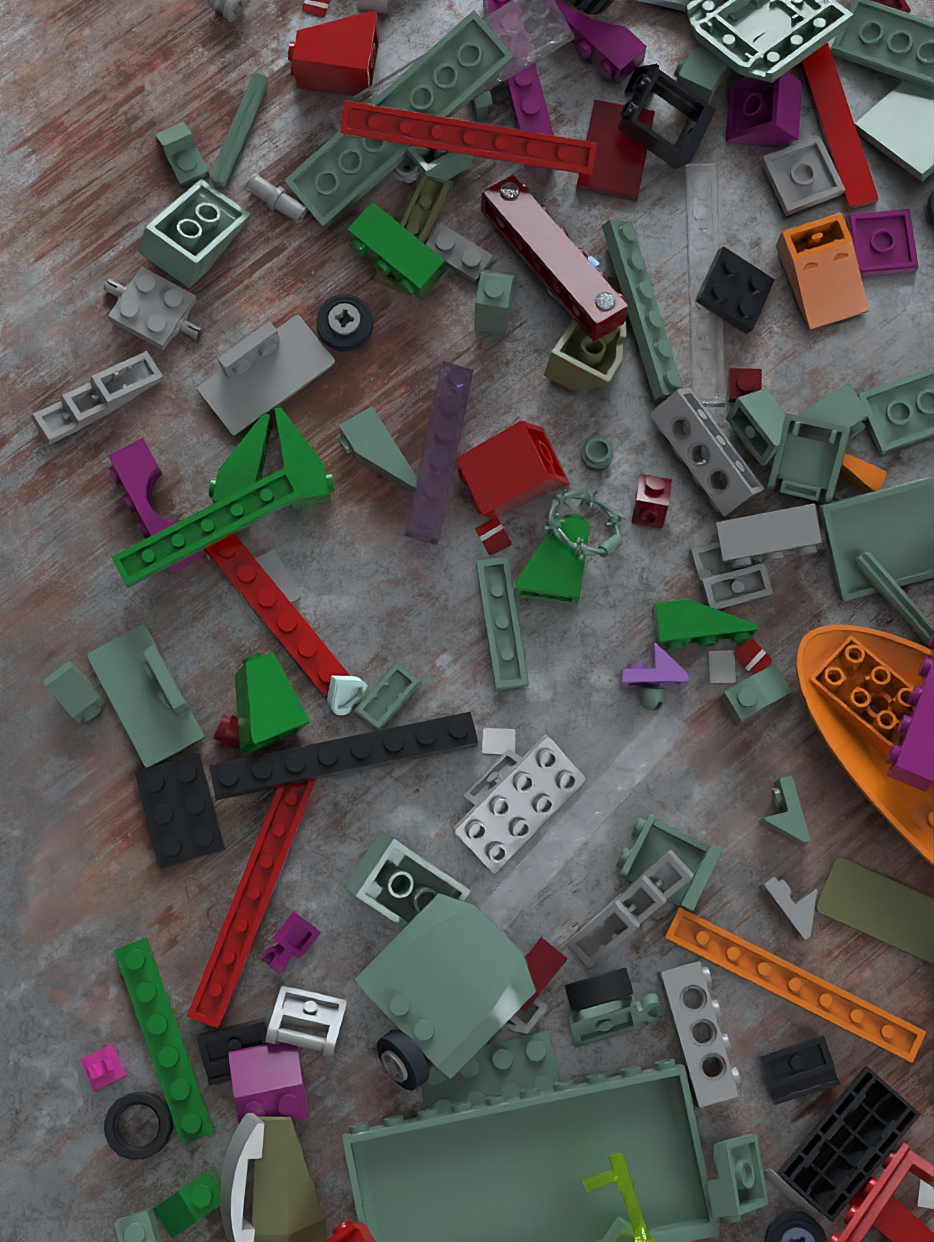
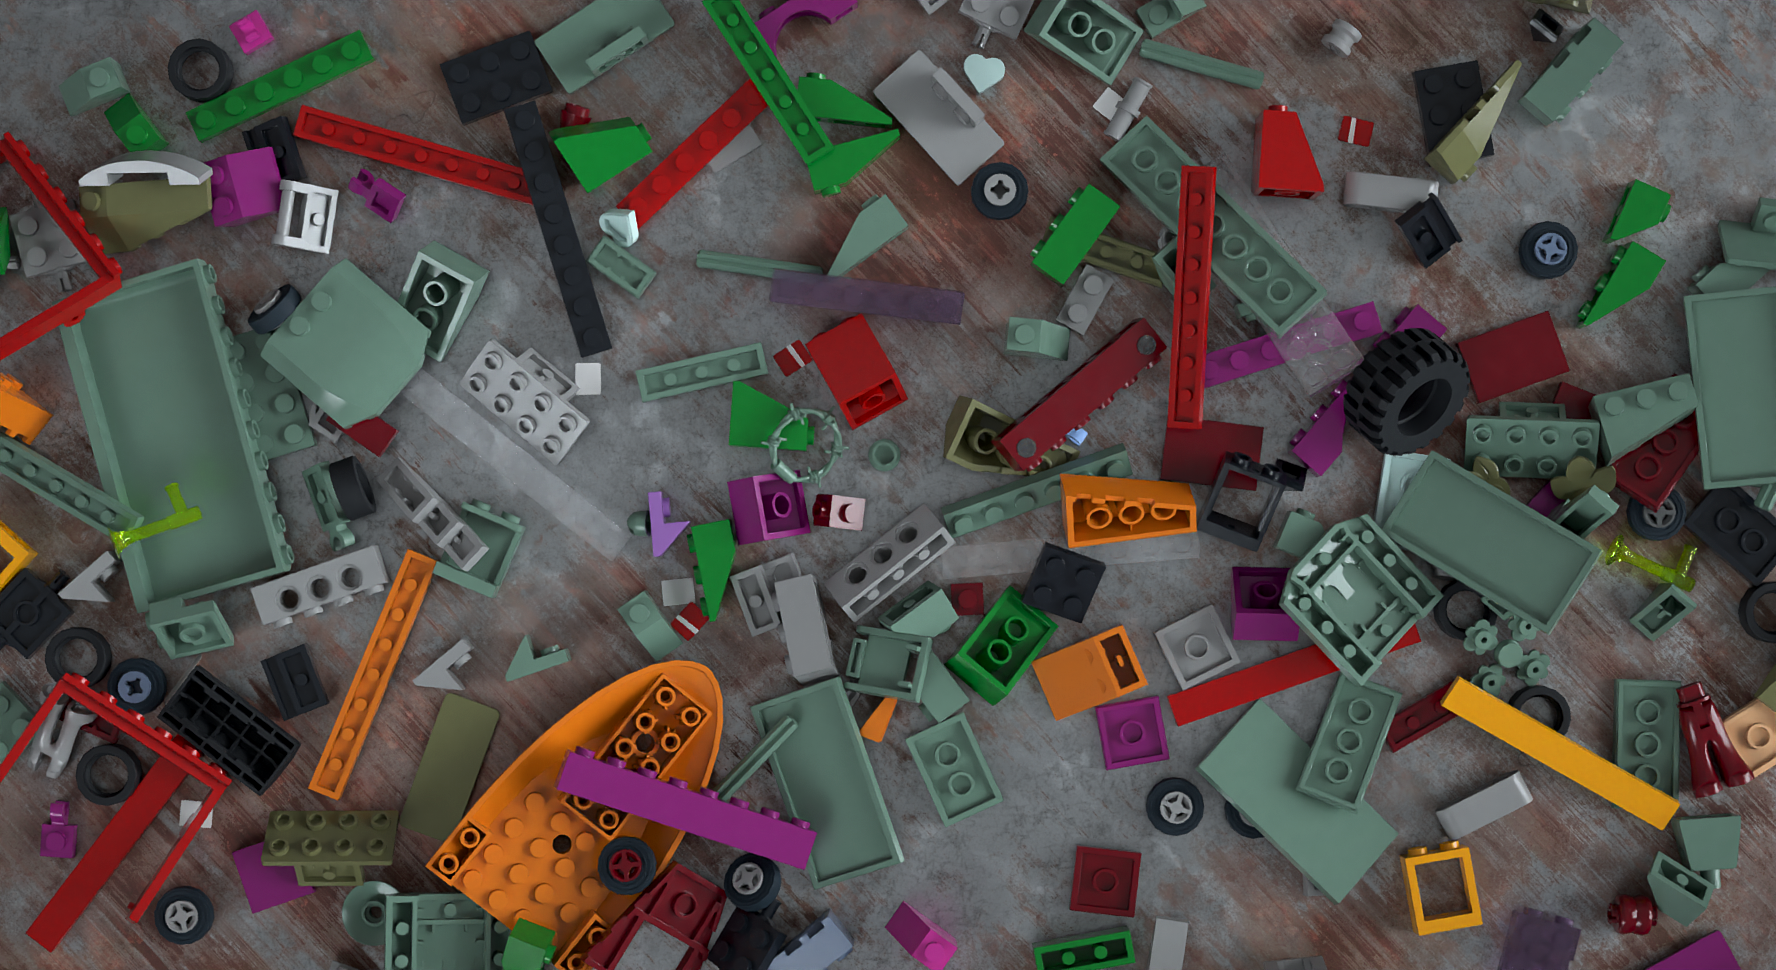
camera: 85 degrees right, 10 degrees up
(225, 330) = (983, 72): none -> light aqua tile
(269, 219) = (1107, 103): none -> white sticker
(396, 569) = (748, 264): none -> sand green axle
(645, 568) = (767, 508): none -> magenta slope
(668, 226) = (1123, 509): none -> orange wedge
(795, 354) = (1001, 646): none -> green slope

